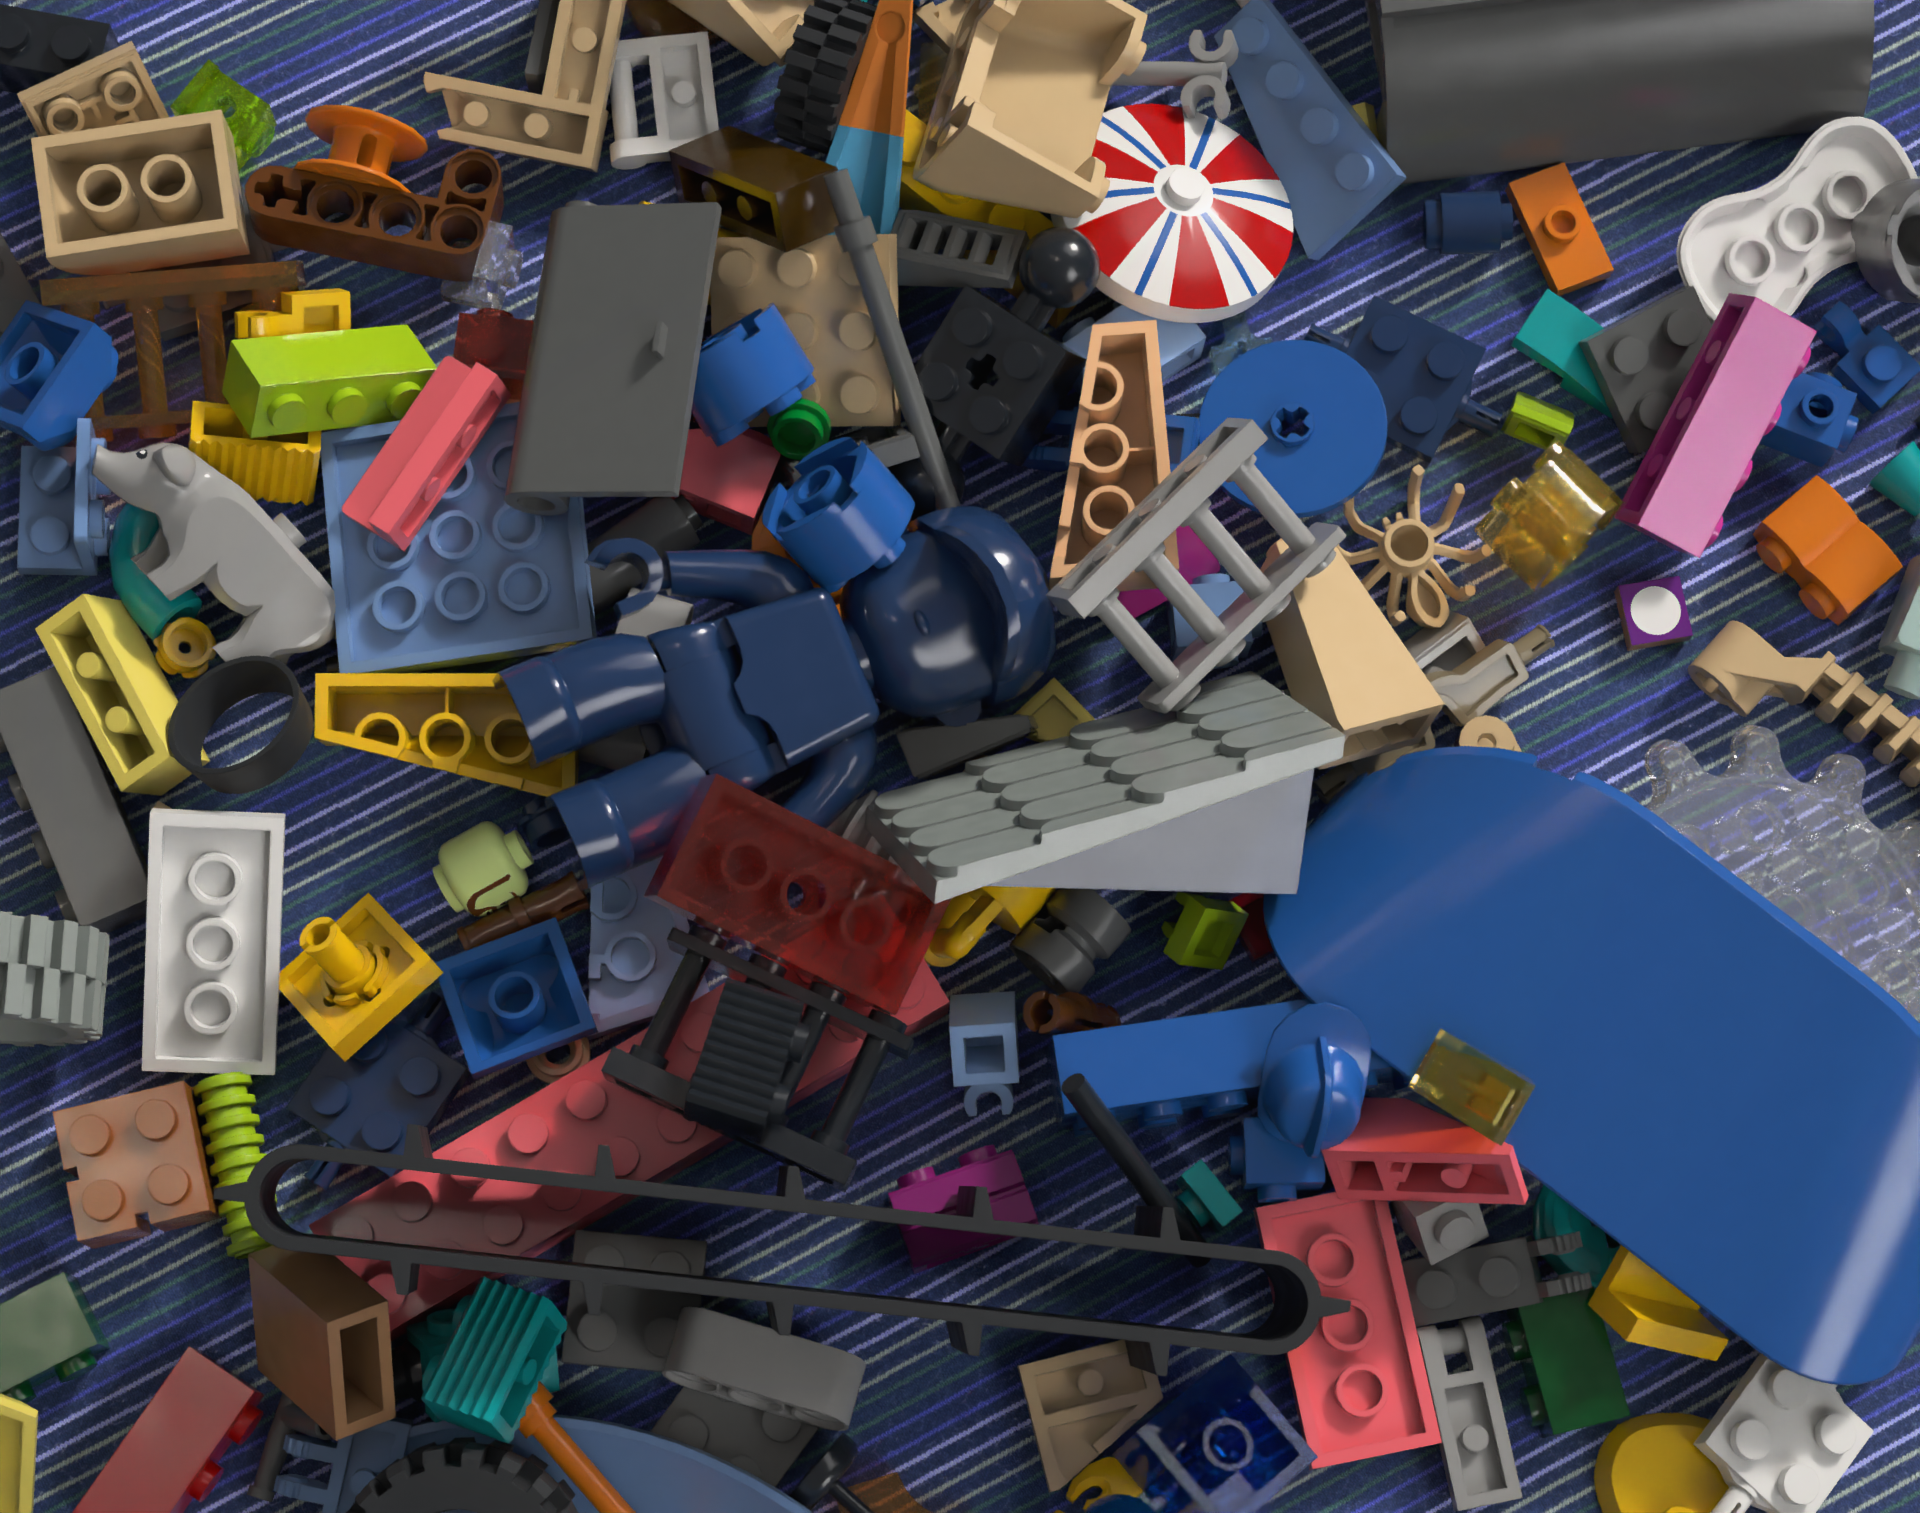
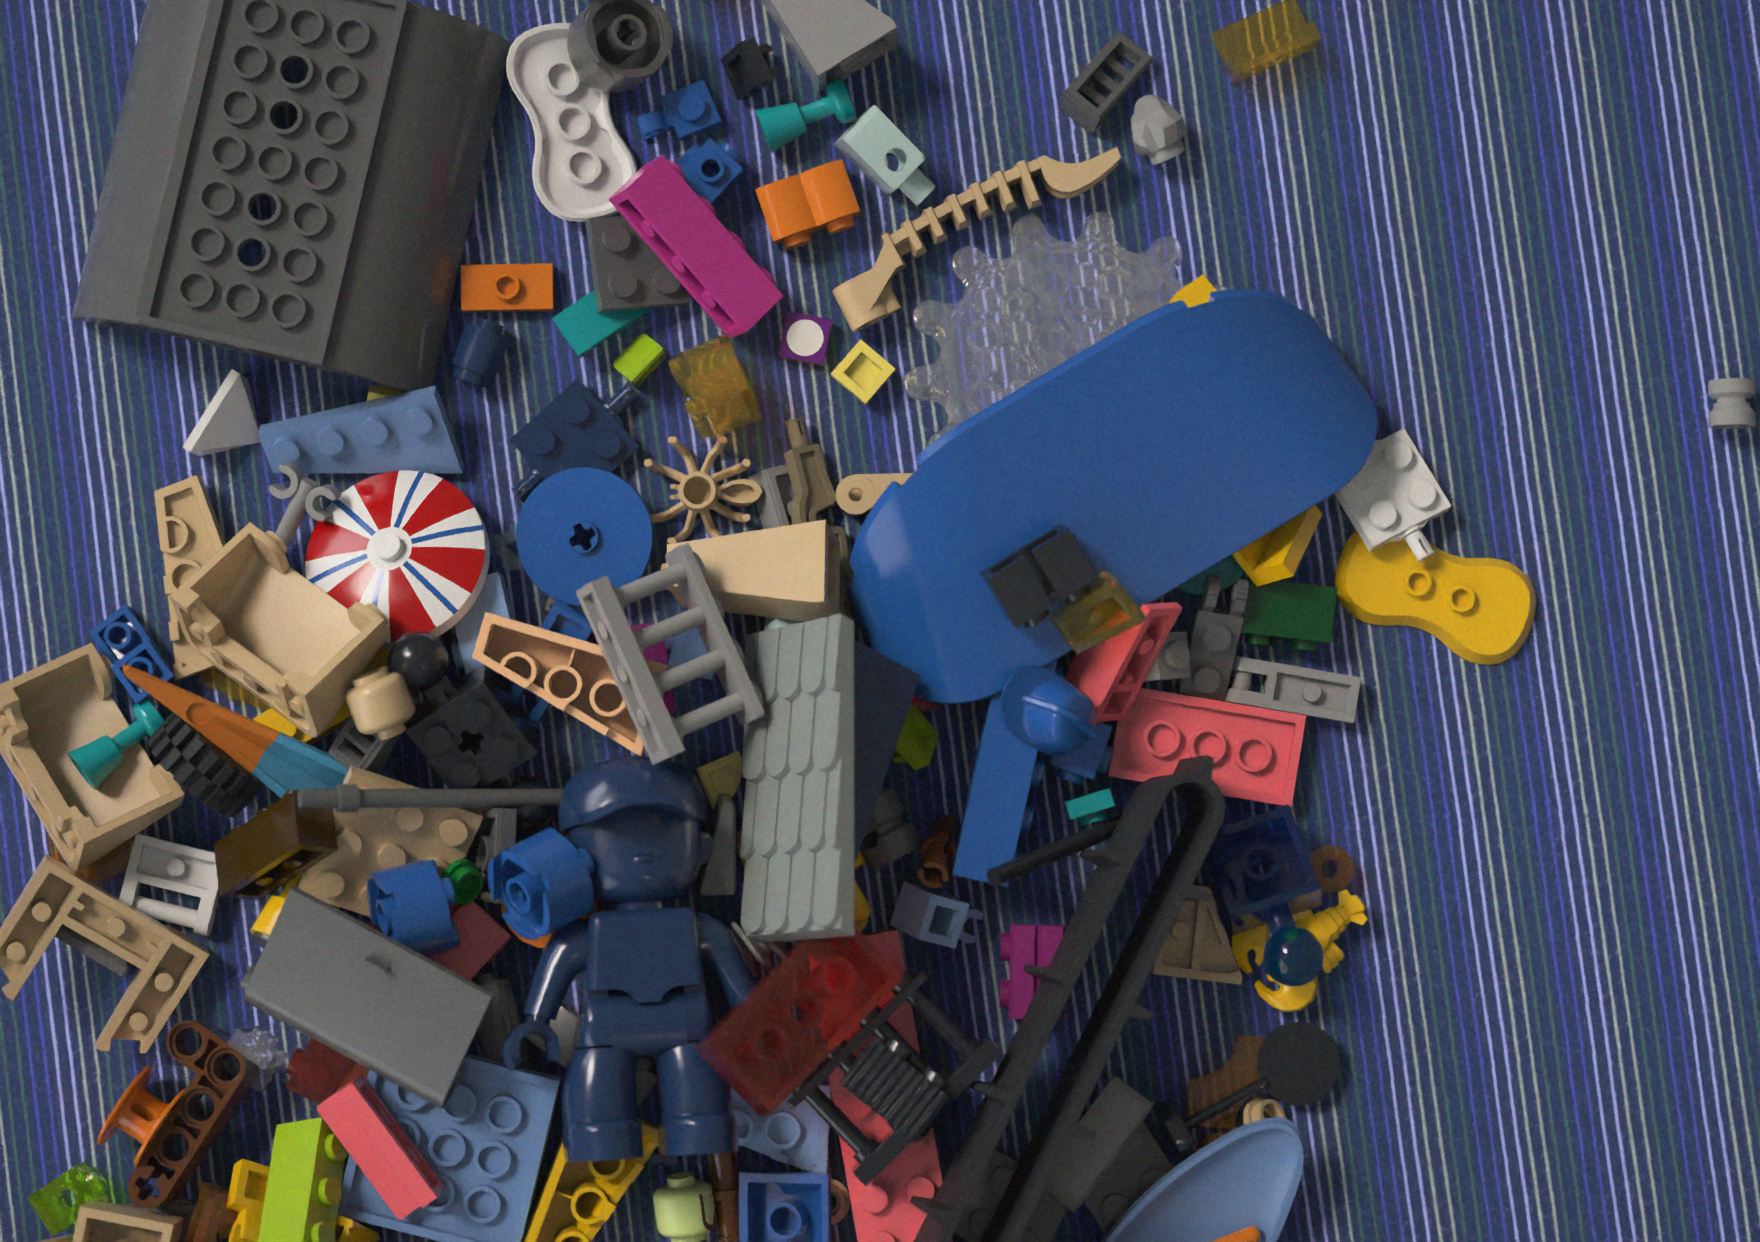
camera: 60 degrees left, 10 degrees up
(990, 235) = (380, 703): none -> tan head
(1492, 989) = (1039, 575): none -> black piece
(1643, 699) = (863, 372): none -> light yellow plate

